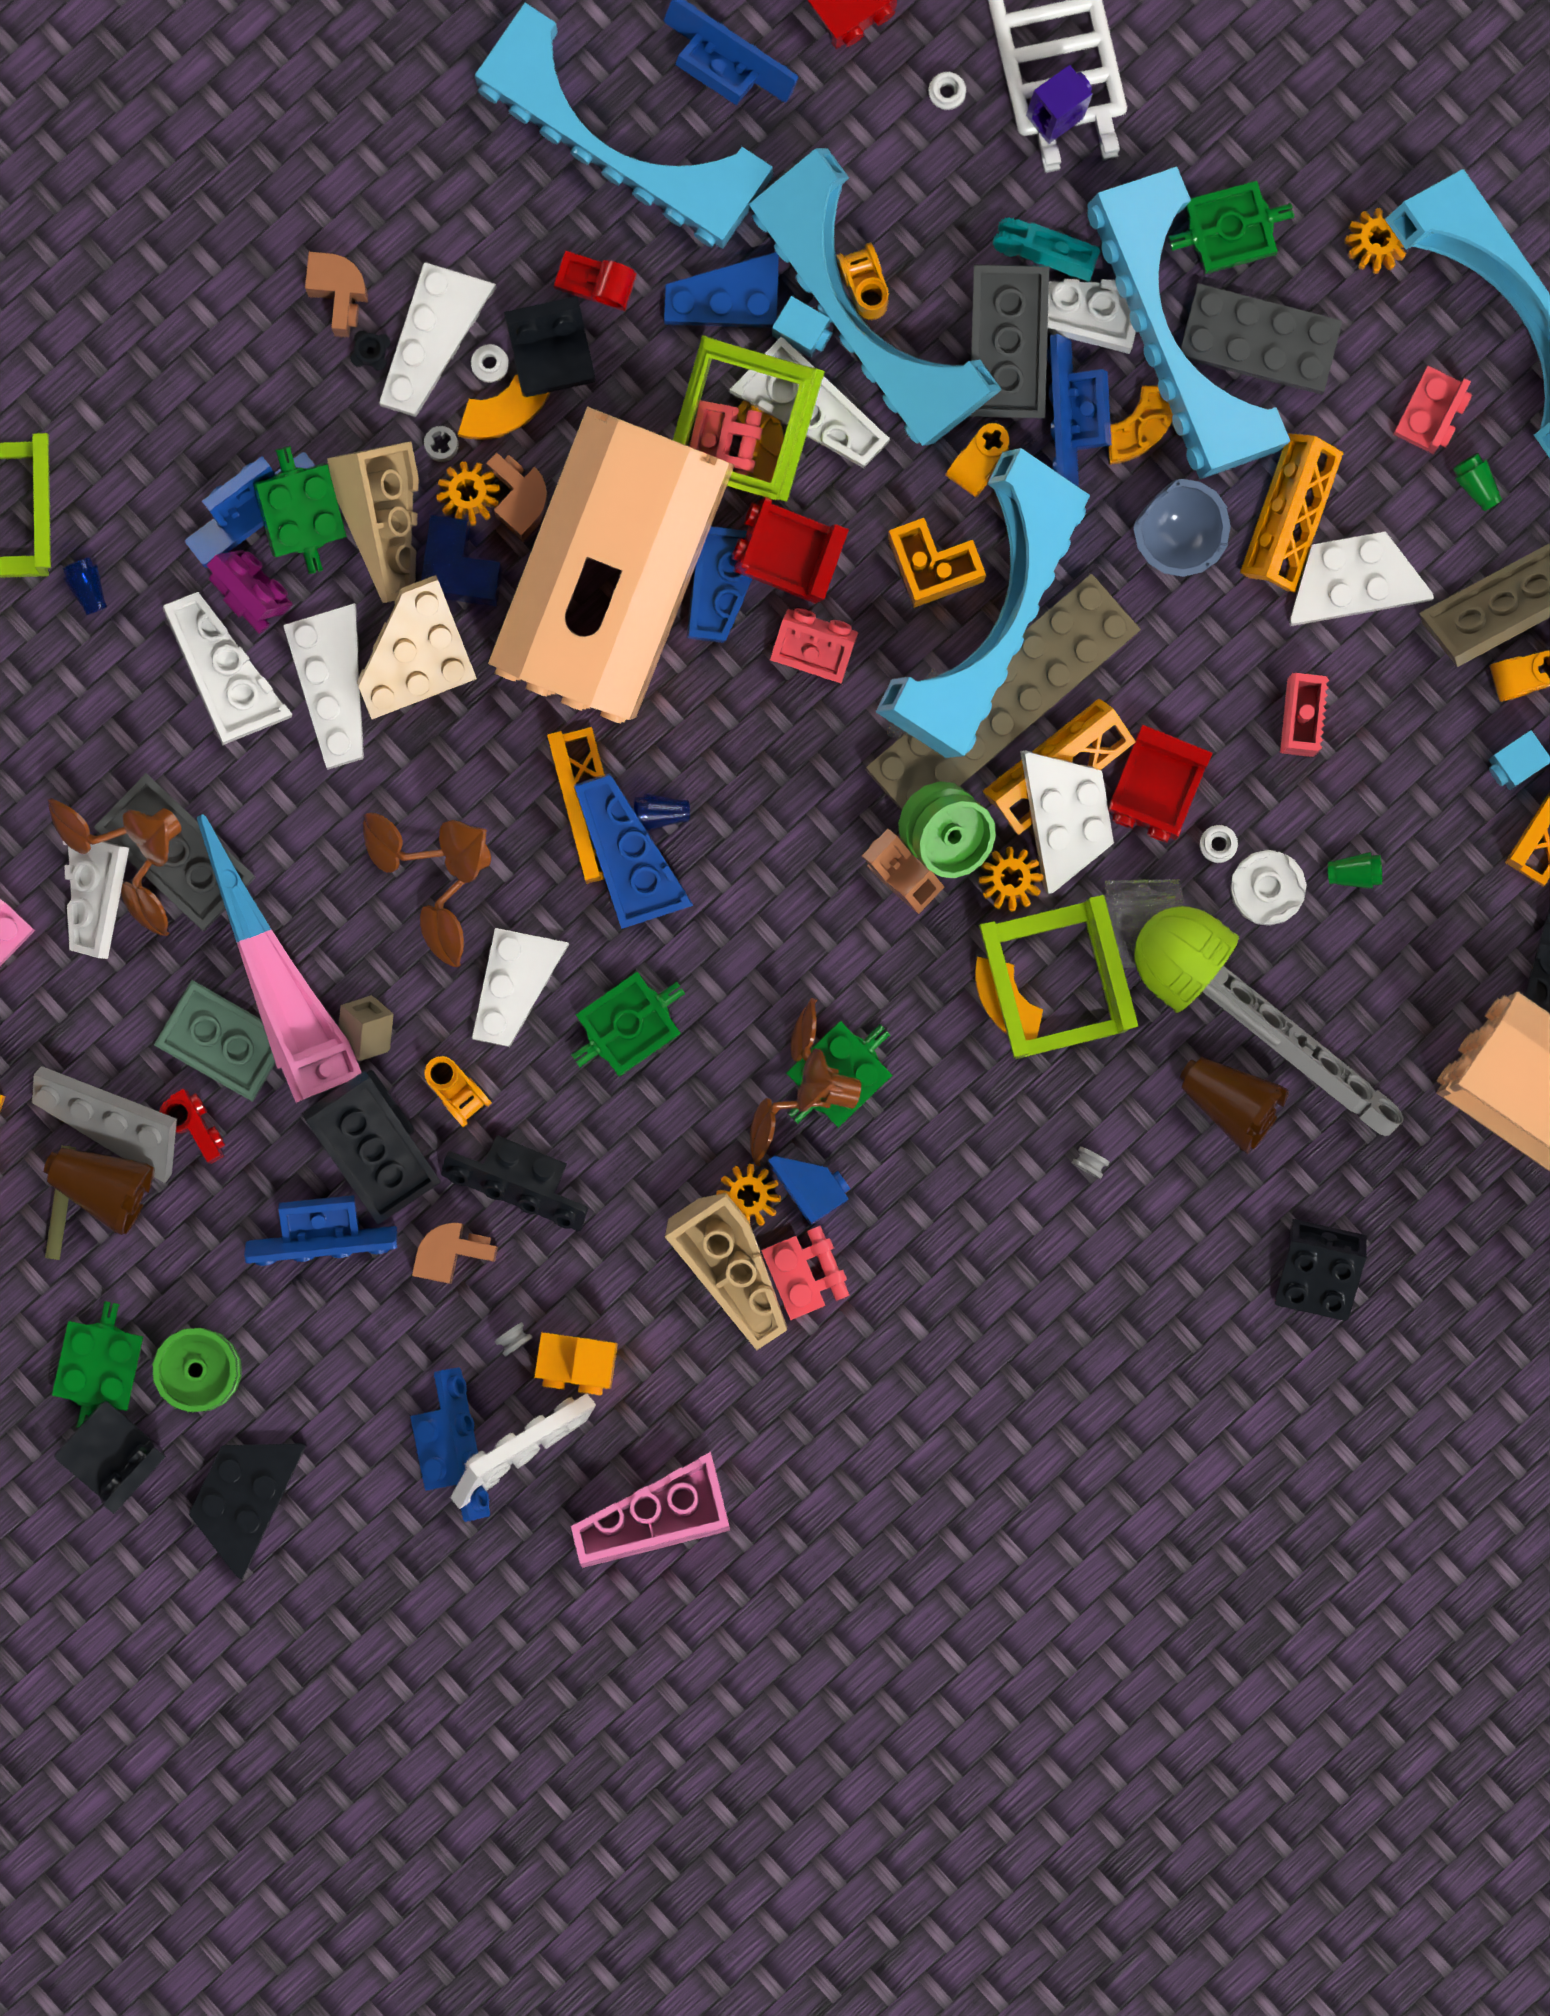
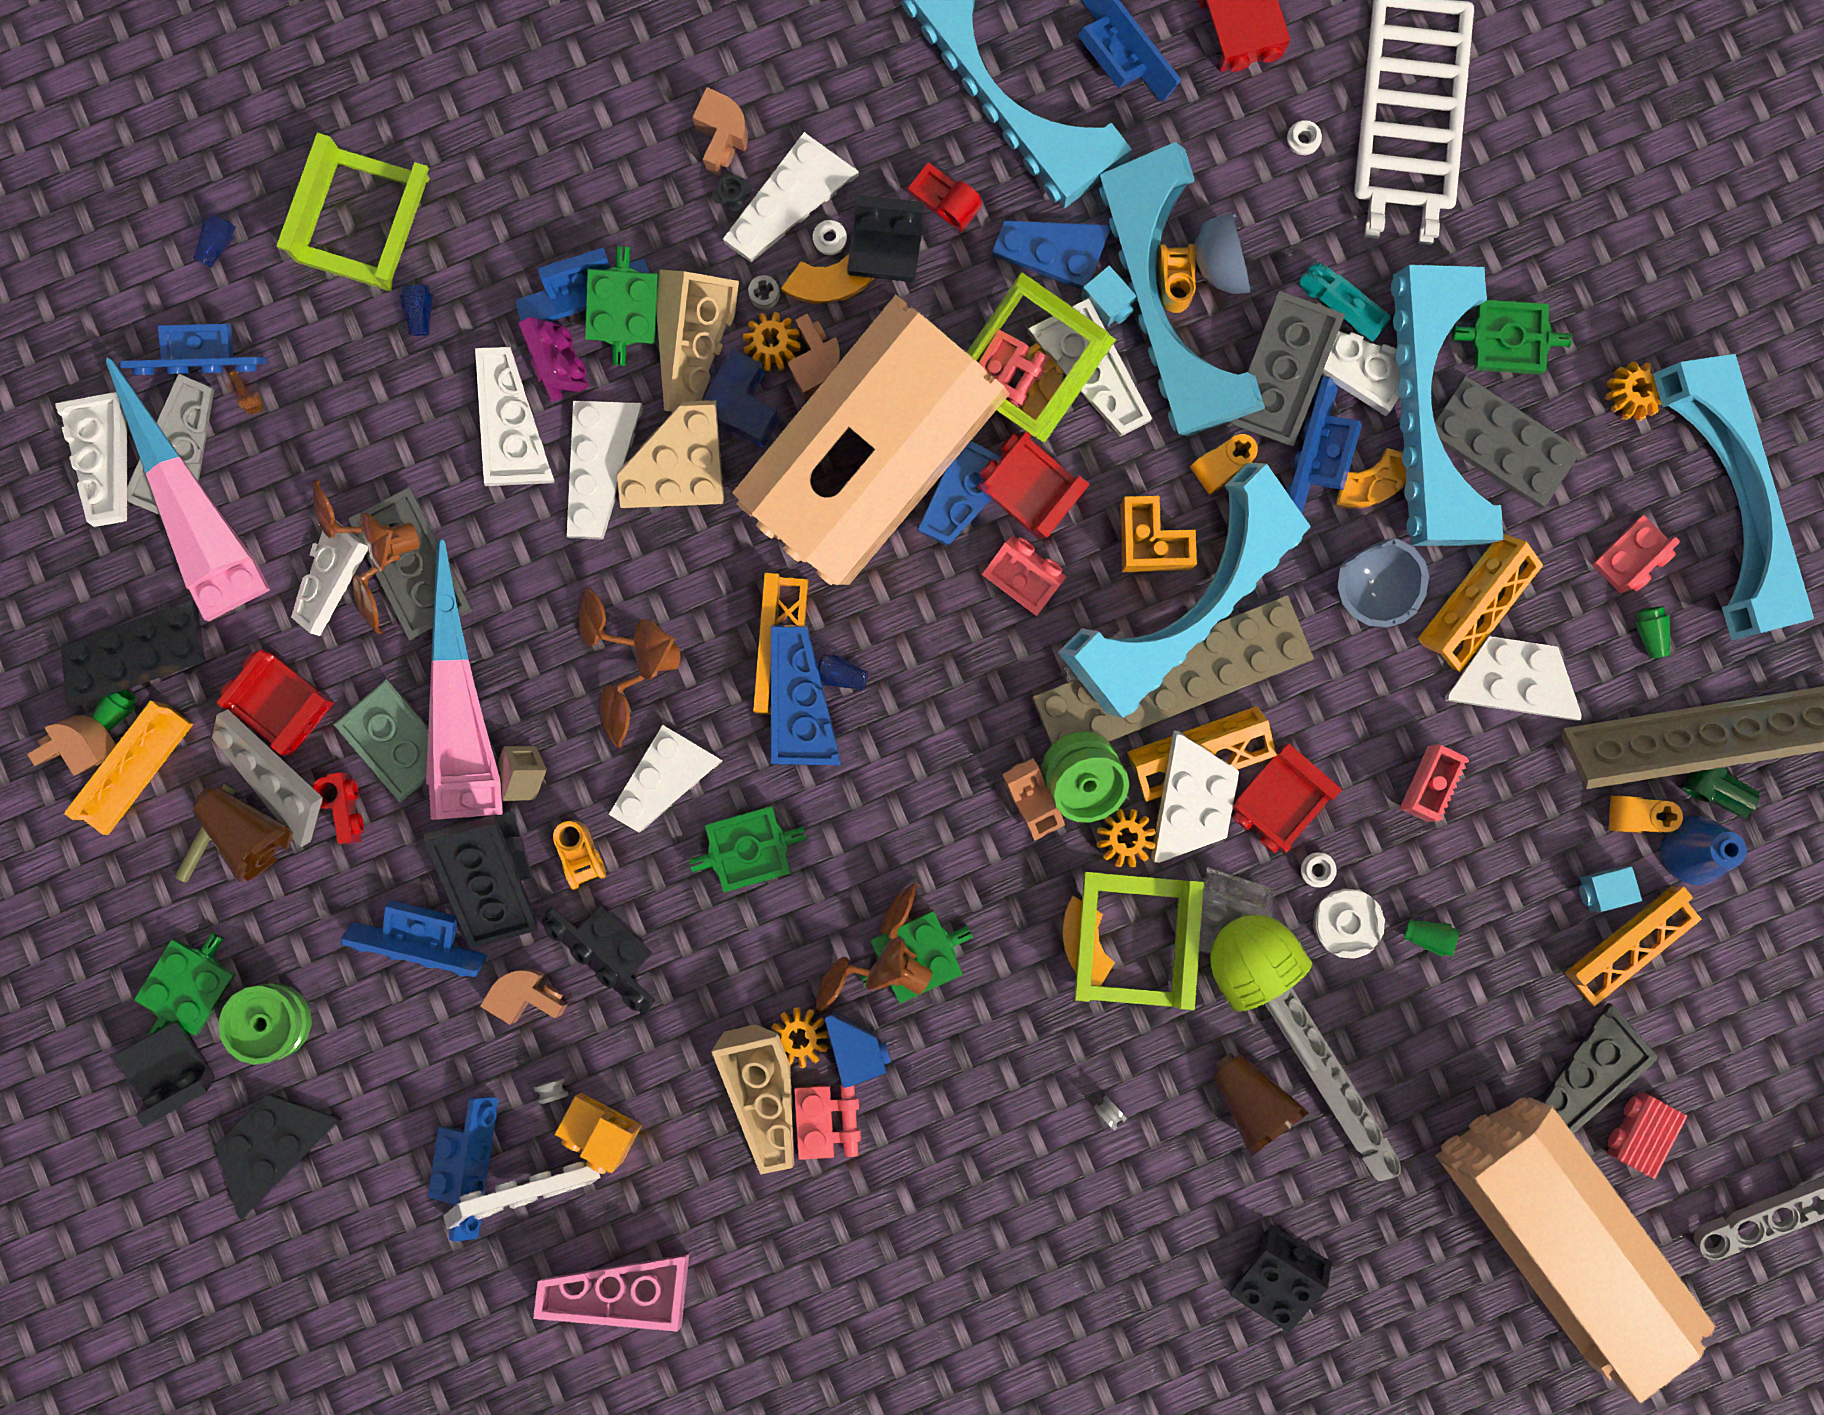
camera: 25 degrees right, 0 degrees up
(85, 1042) = (275, 701): none -> red panel
(902, 247) = (1221, 256): none -> sand blue cylinder
(1059, 103) = (1402, 175): dark purple brick -> none

